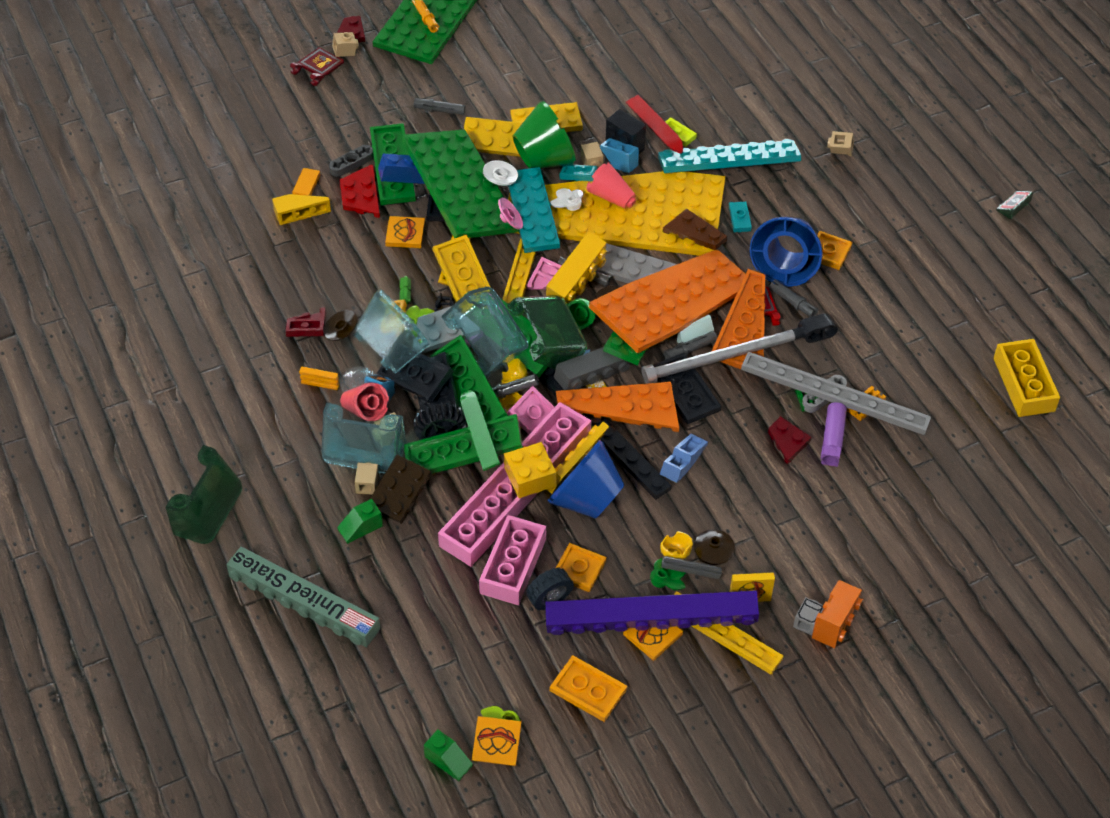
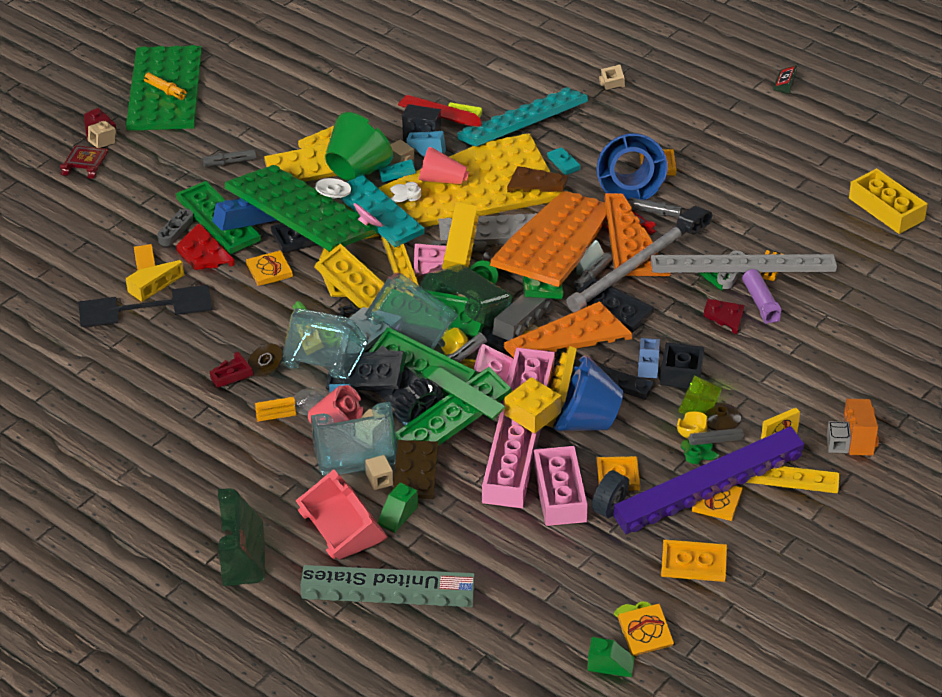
camera: 25 degrees left, 10 degrees down
(308, 510) = (340, 517): none -> coral windscreen
(314, 239) = (106, 311): none -> black hinge
(702, 519) = (699, 396): none -> clear neon green slope
(705, 480) = (681, 364): none -> black brick

